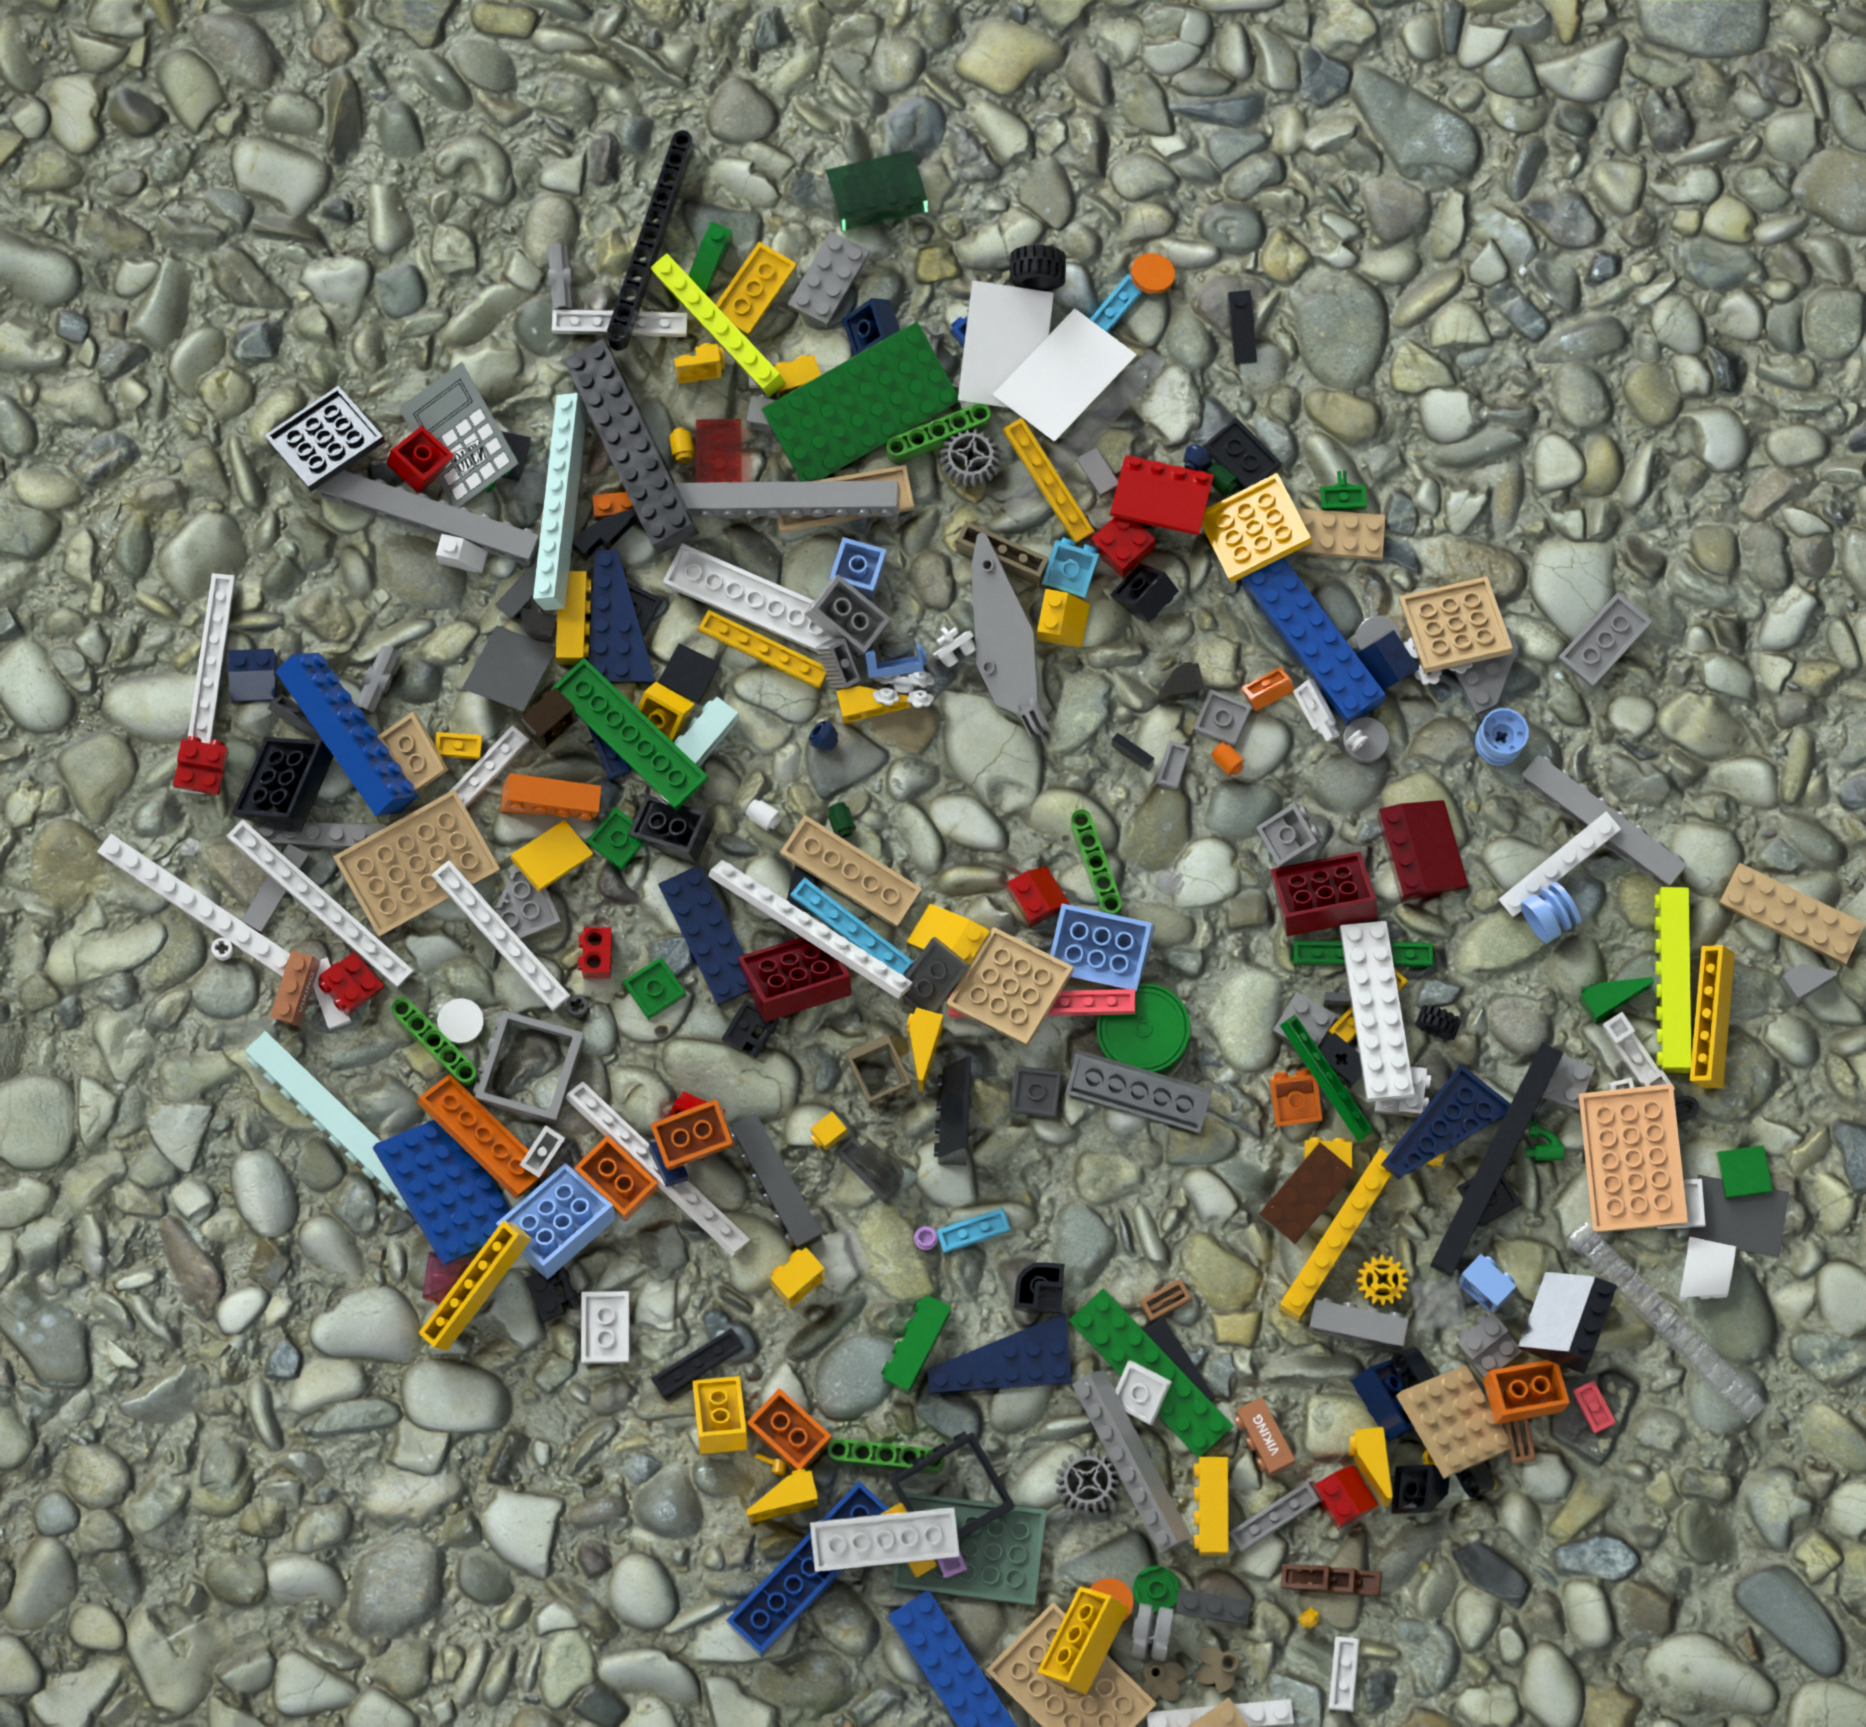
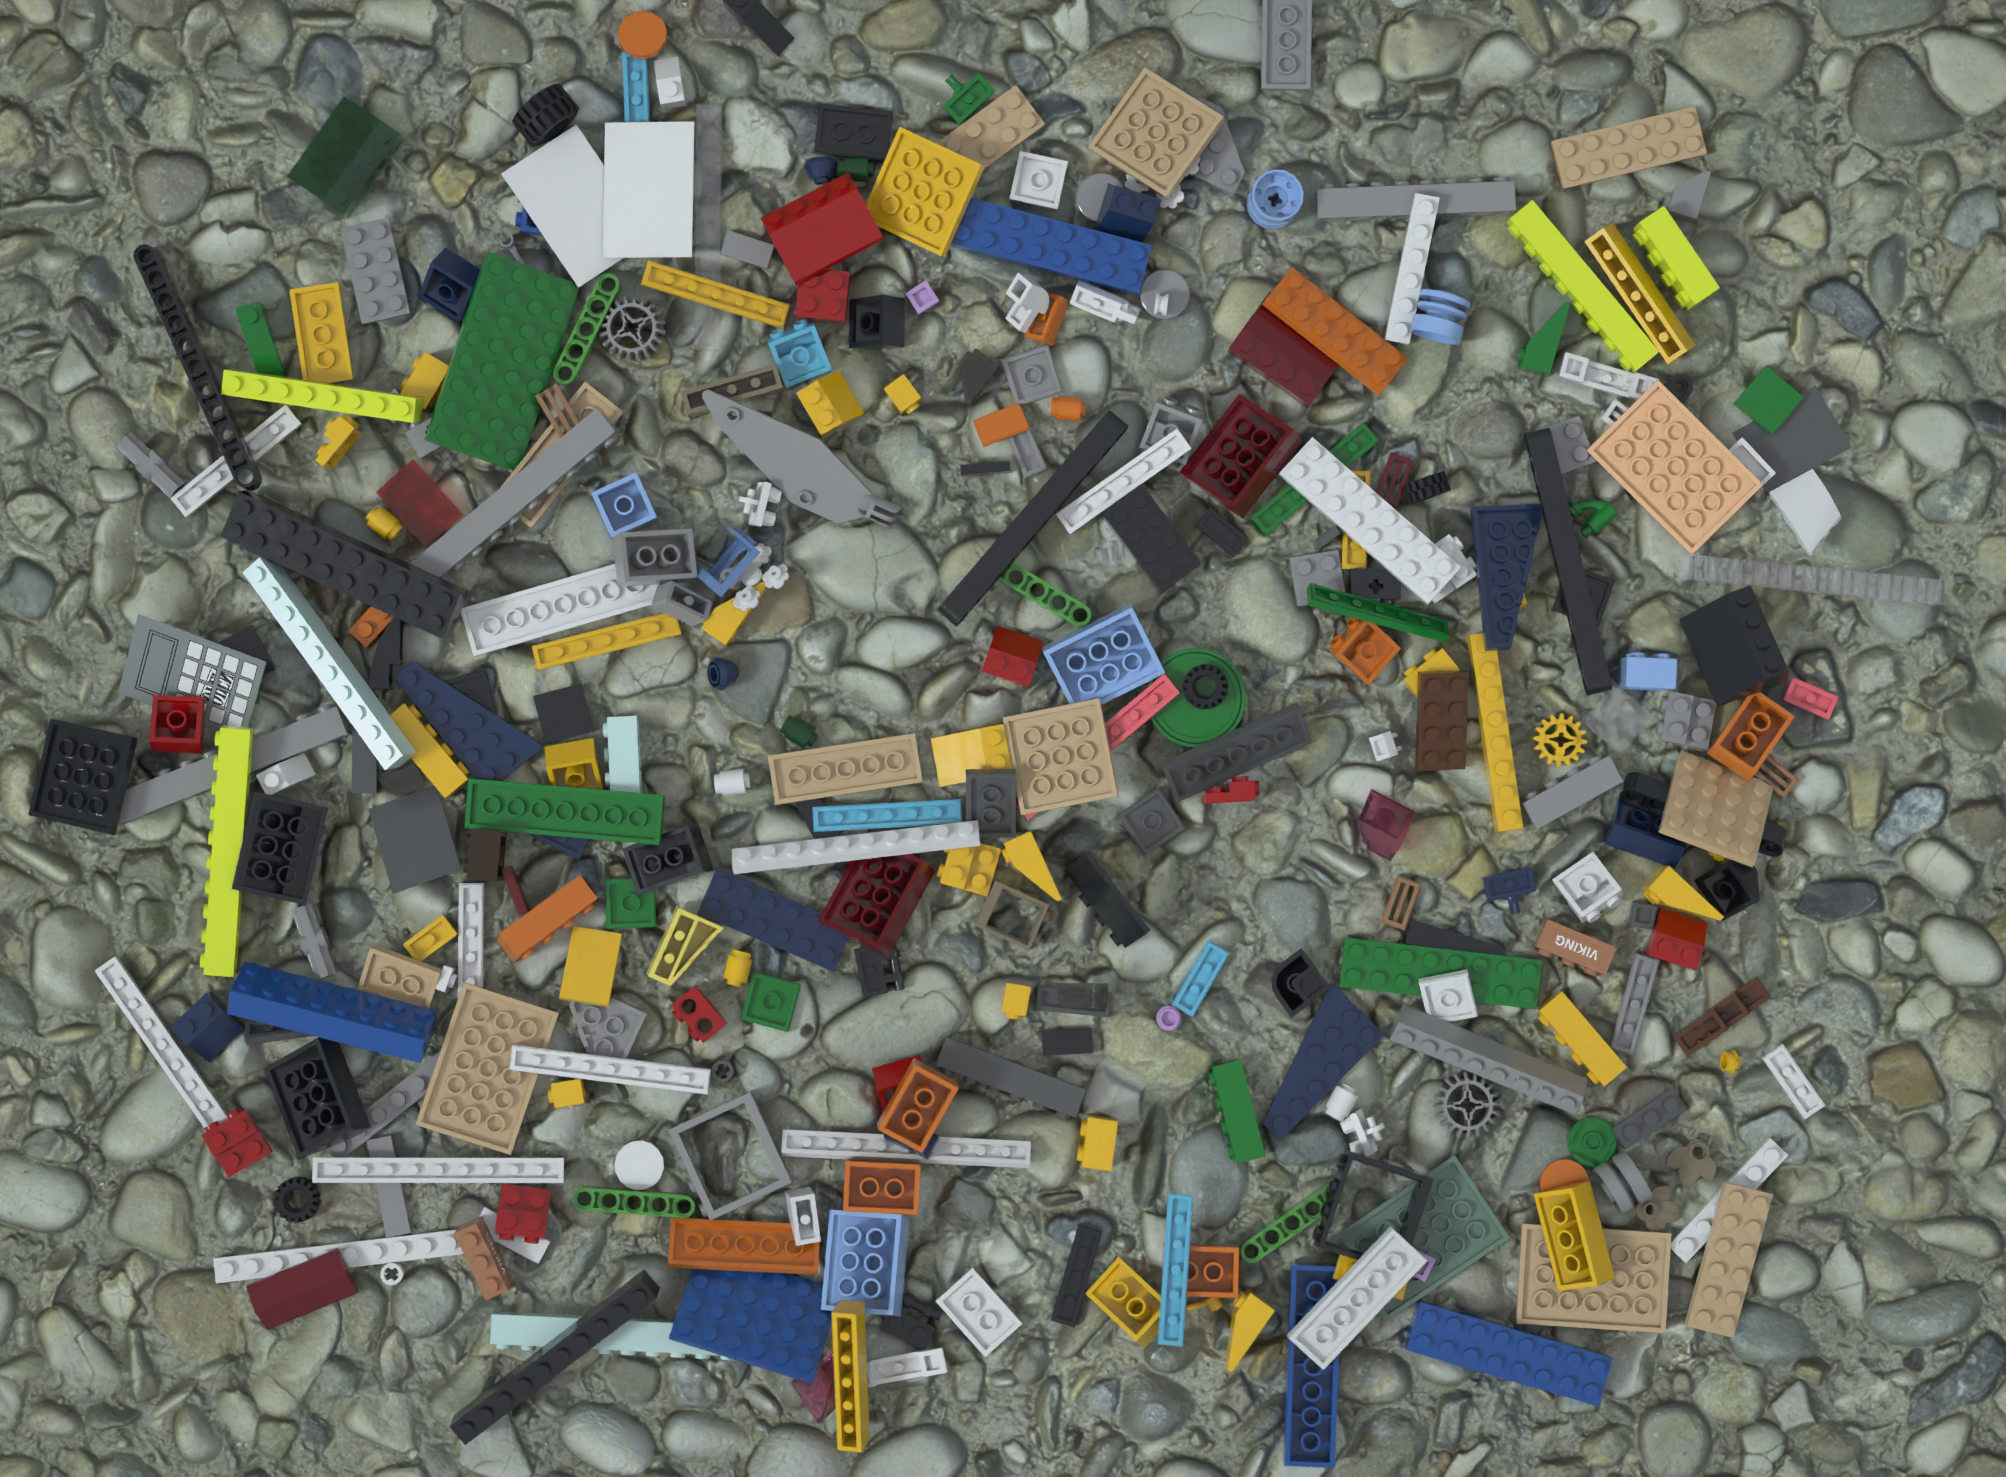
camera: 45 degrees left, 15 degrees up
(151, 905) = (301, 1289): none -> dark red slope
(204, 829) = (312, 1199): none -> black tyre
(282, 1094) = (554, 1357): none -> black brick
(376, 567) = (226, 838): none -> neon yellow brick
(413, 595) = (280, 848): none -> black slope
(444, 781) = (447, 978): none -> white plate
(456, 928) = (567, 1093): none -> yellow brick
(517, 1319) = (906, 1366): none -> white slope
(548, 758) = (515, 890): none -> dark red tile
(627, 893) = (680, 944): none -> light yellow wedge
(652, 944) = (737, 968): none -> yellow brick
(772, 1410) = (1175, 1269): none -> medium azure tile
(838, 1193) = (1067, 1041): none -> black tile
(872, 450) = (555, 388): none -> medium nougat tile
(877, 1012) = (970, 868): none -> yellow plate
(997, 1402) = (1341, 1102): none -> white brick
(997, 1437) = (1366, 1130): none -> white hips
(1116, 1118) = (1237, 791): none -> red plate
(1119, 655) = (903, 395): none -> yellow brick
(1136, 809) = (1032, 518): none -> black beam
(1142, 320) = (669, 83): none -> white slope
(1150, 1010) = (1220, 686): none -> black tyre
(1170, 731) = (1001, 425): none -> orange slope
(1191, 602) = (922, 297): none -> lavender plate
(1201, 1232) = (1384, 824): none -> clear pink slope
(1208, 896) = (1151, 539): none -> black brick
(1223, 839) = (1123, 481): none -> white plate
(1250, 1177) = (1384, 745): none -> white tile
(1254, 1354) = (1509, 887): none -> dark blue plate
(1263, 935) = (1221, 532): none -> black tile
(1266, 661) = (1028, 299): none -> white brick
(1311, 1403) = (1588, 888): none -> white plate
(1335, 1458) = (1642, 915): none -> dark grey tile
(1344, 591) = (1038, 180): none -> white plate
(1407, 1018) = (1409, 462): none -> dark red tile
(1466, 863) = (1335, 331): none -> orange plate
(1758, 1012) = (1674, 259): none -> neon yellow brick

